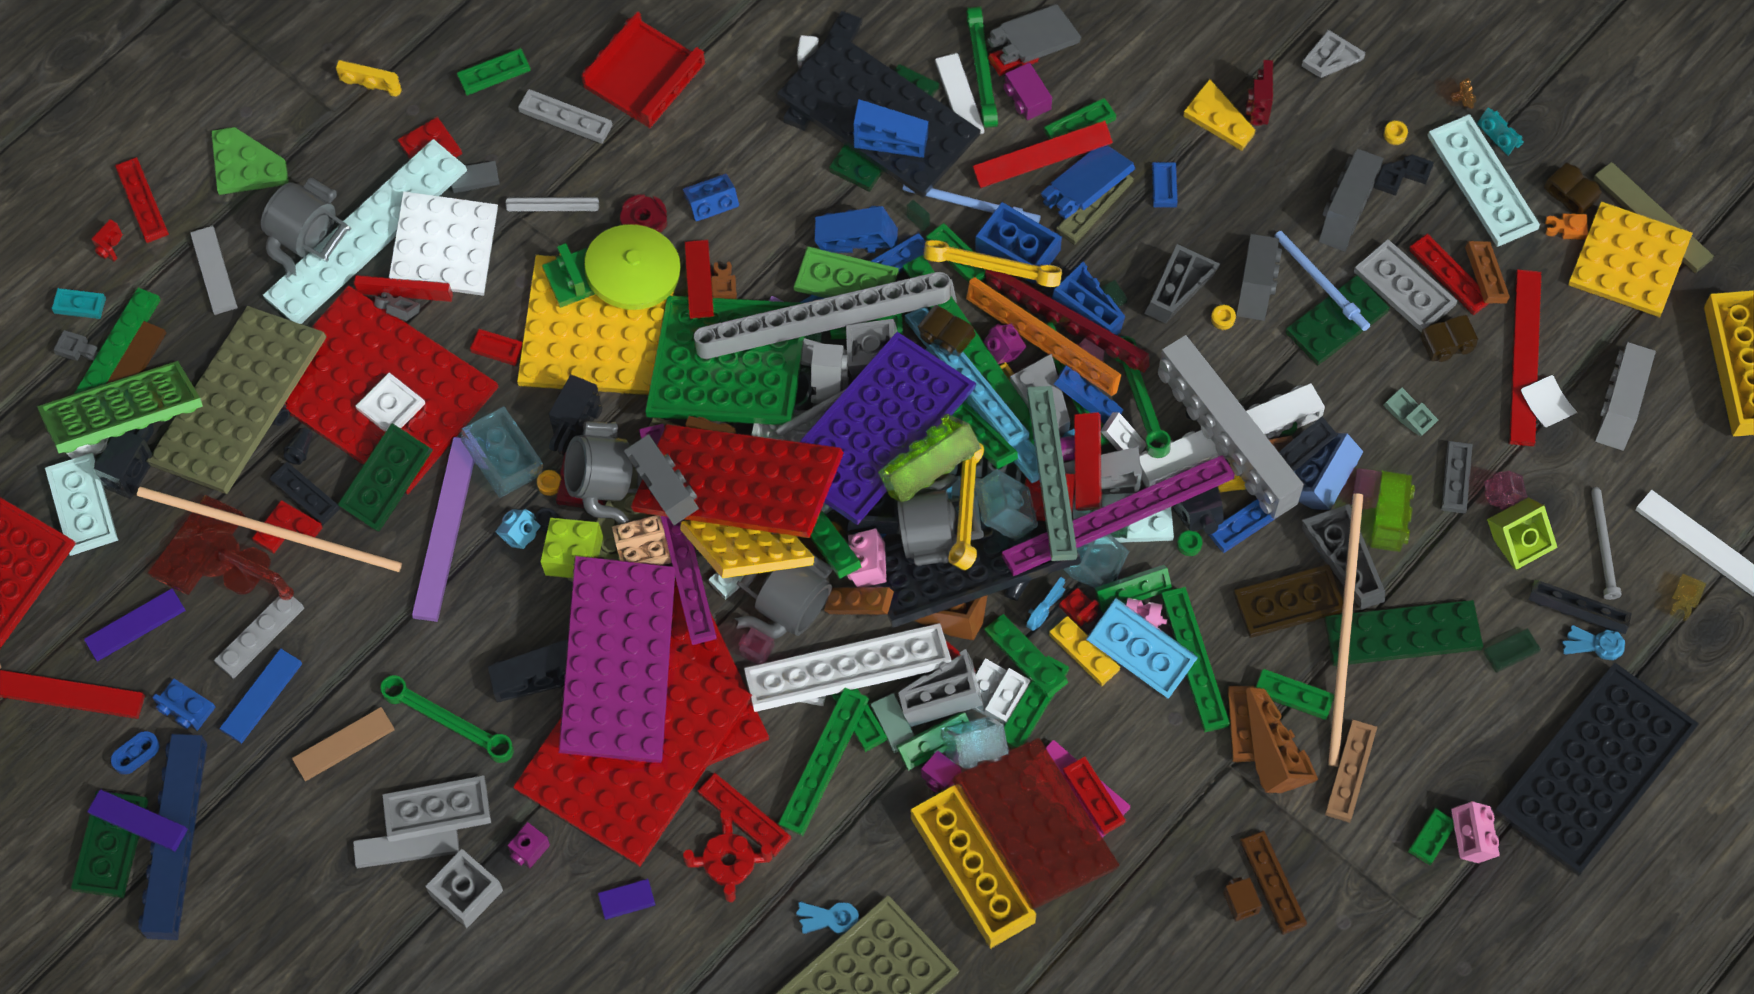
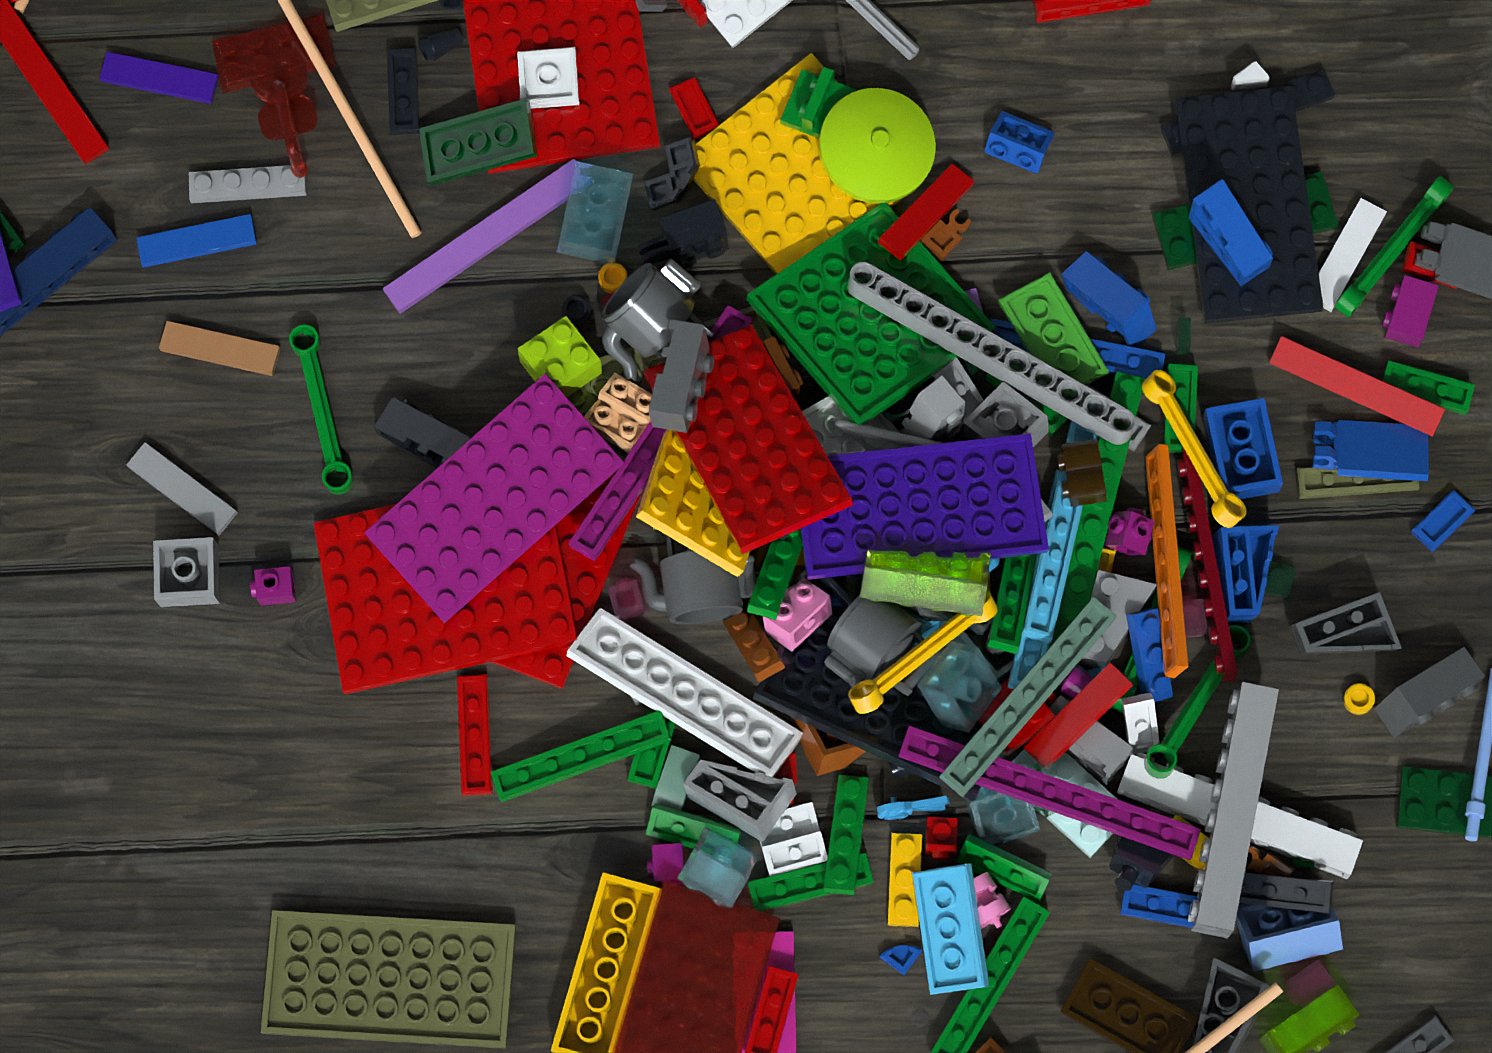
camera: 50 degrees right, 10 degrees up
(135, 753) = (54, 191): blue plate -> none
(184, 704) = (129, 188): blue bracket -> none
(287, 518) = (367, 104): red plate -> none
(436, 808) = (234, 480): light grey plate -> none
(518, 528) = (542, 295): medium azure brick -> none
(531, 399) = (671, 187): none -> black tile
(626, 899) = (308, 711): dark purple tile -> none
(640, 204) = (955, 97): dark red plate -> none
(728, 844) = (409, 747): red plate -> none
(838, 918) = (457, 902): dark azure piece -> none
(970, 202) = (1275, 416): light blue bar -> none
(1129, 695) = (901, 957): none -> blue tile
(1189, 543) = (1100, 876): green tile -> none
(1408, 412) = (1431, 955): sand green slope -> none

